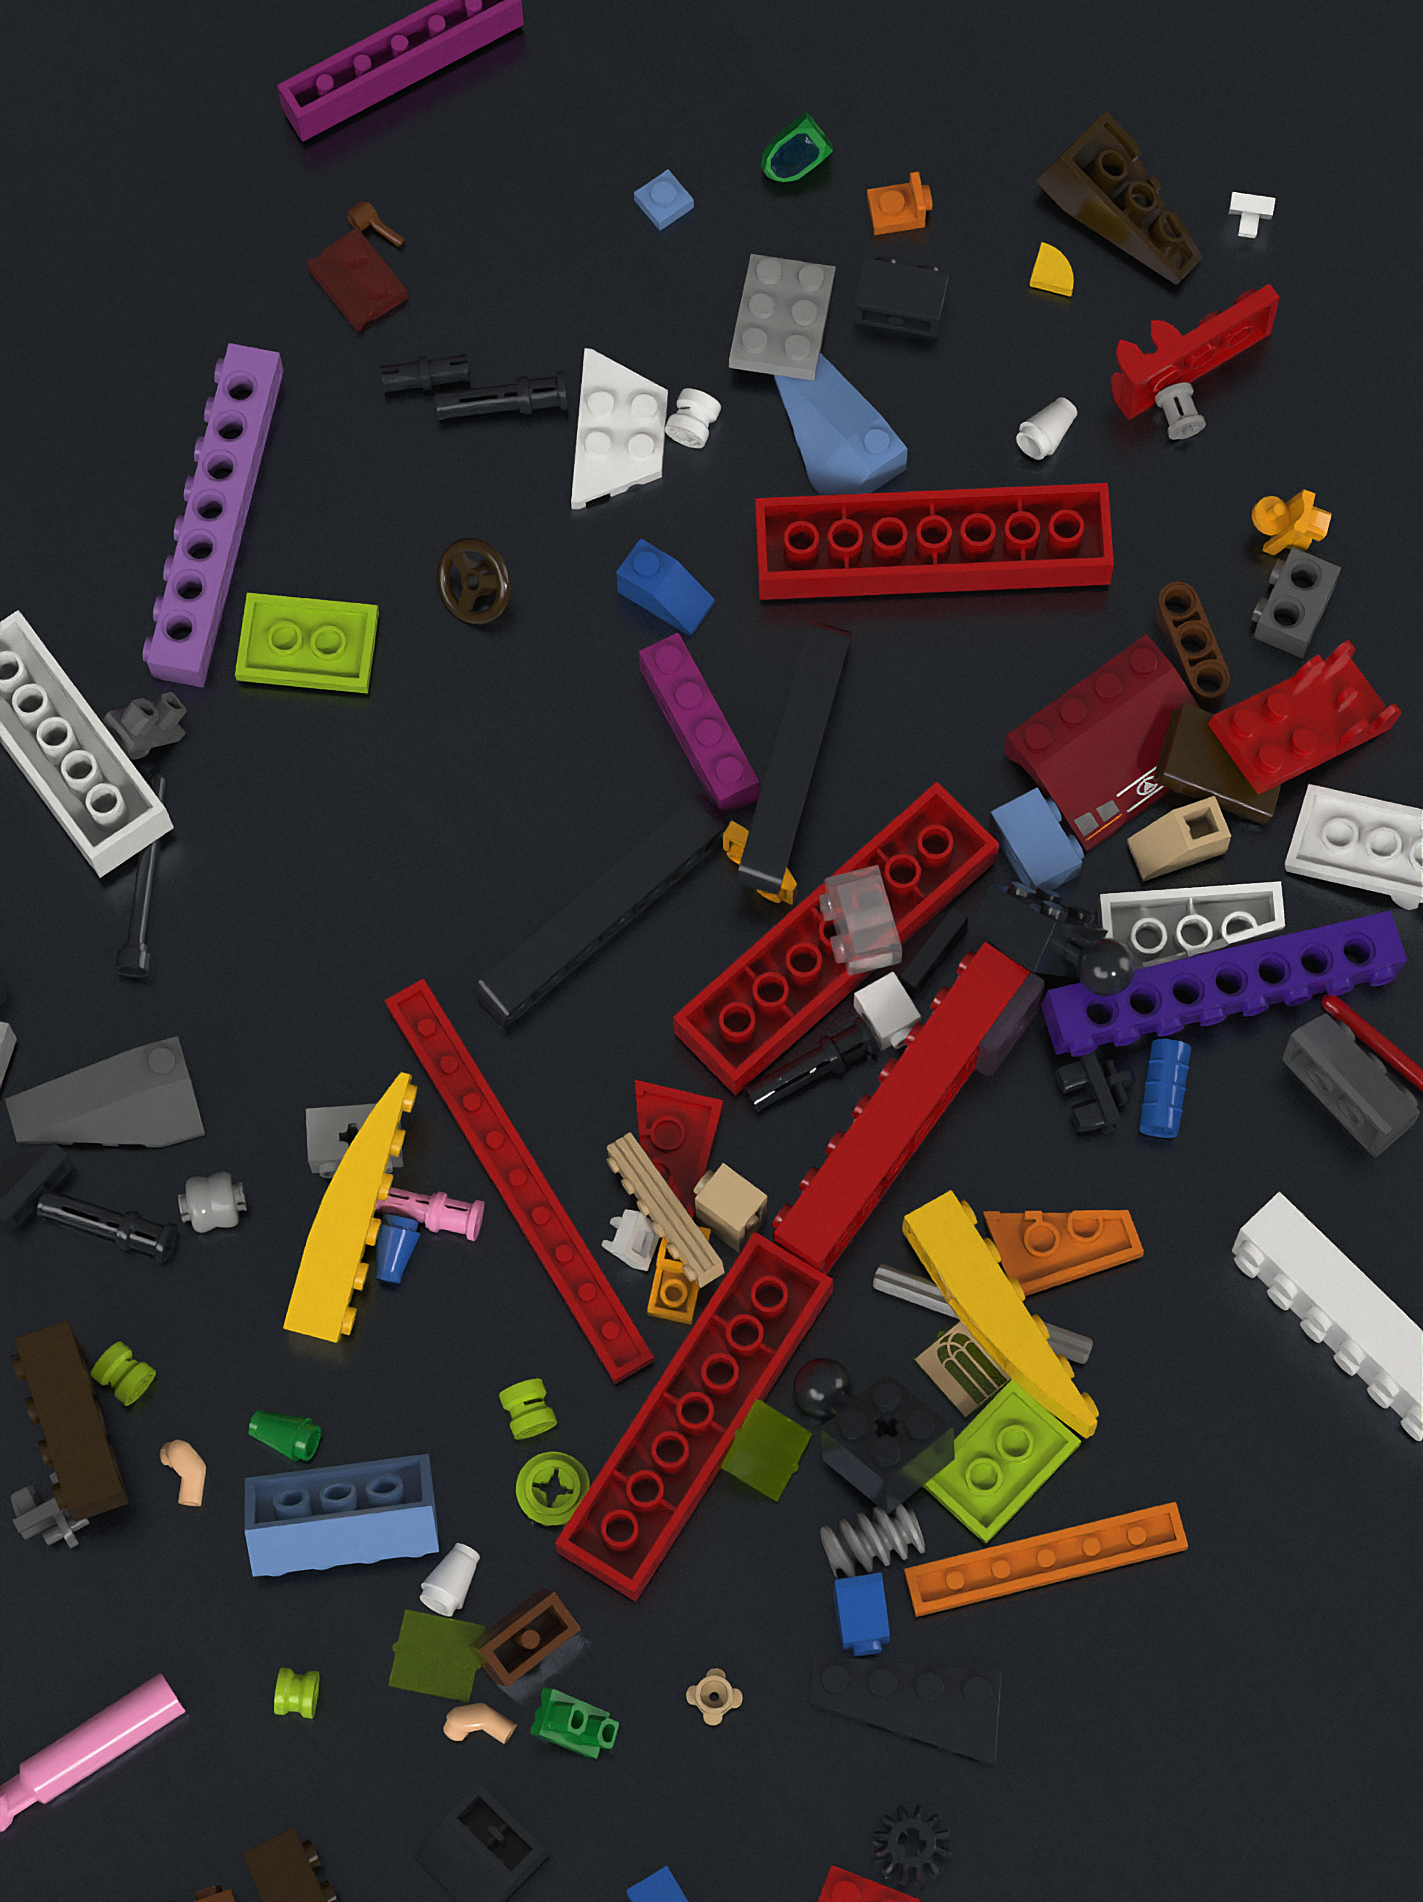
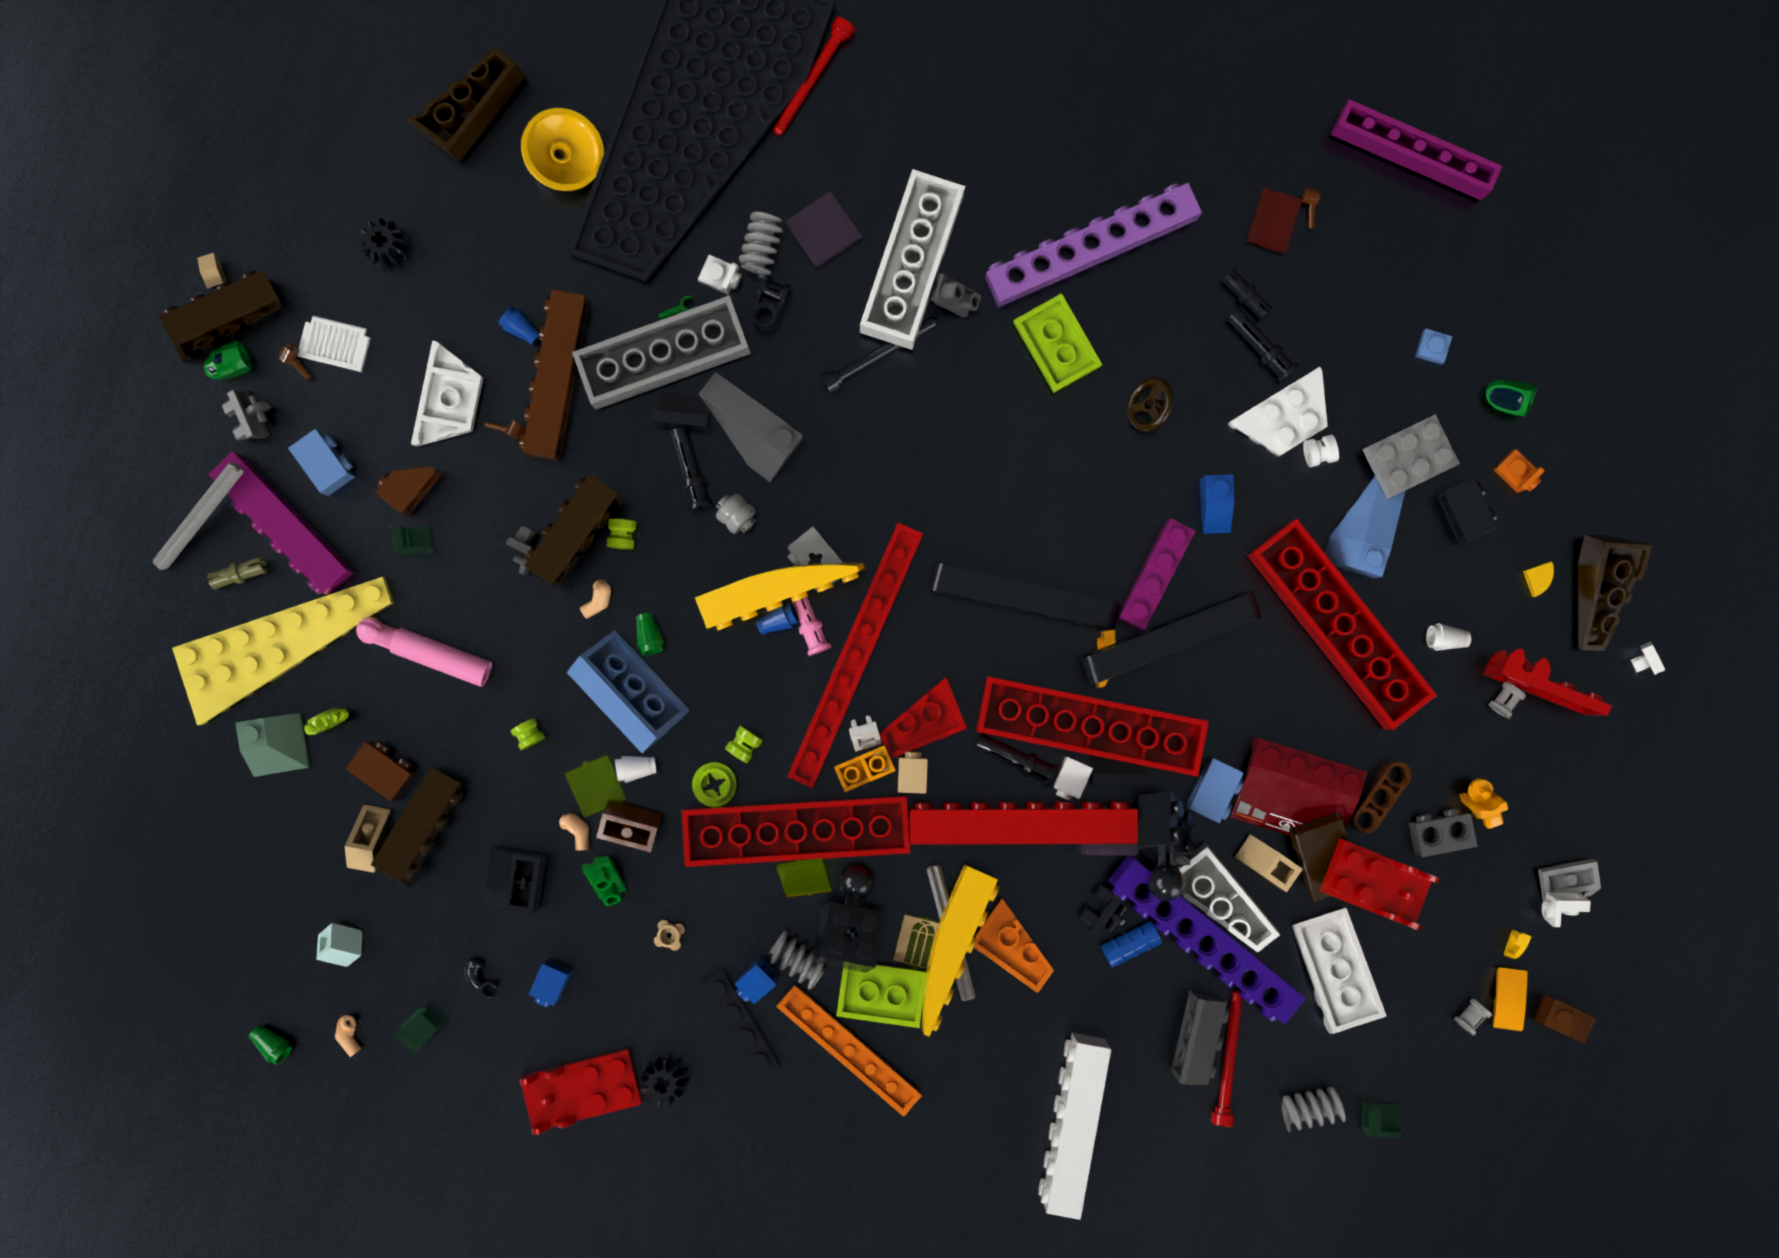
camera: 55 degrees right, 15 degrees up
(665, 1210) = (887, 742): tan piece -> none
(861, 920) = (1104, 738): clear brick -> none

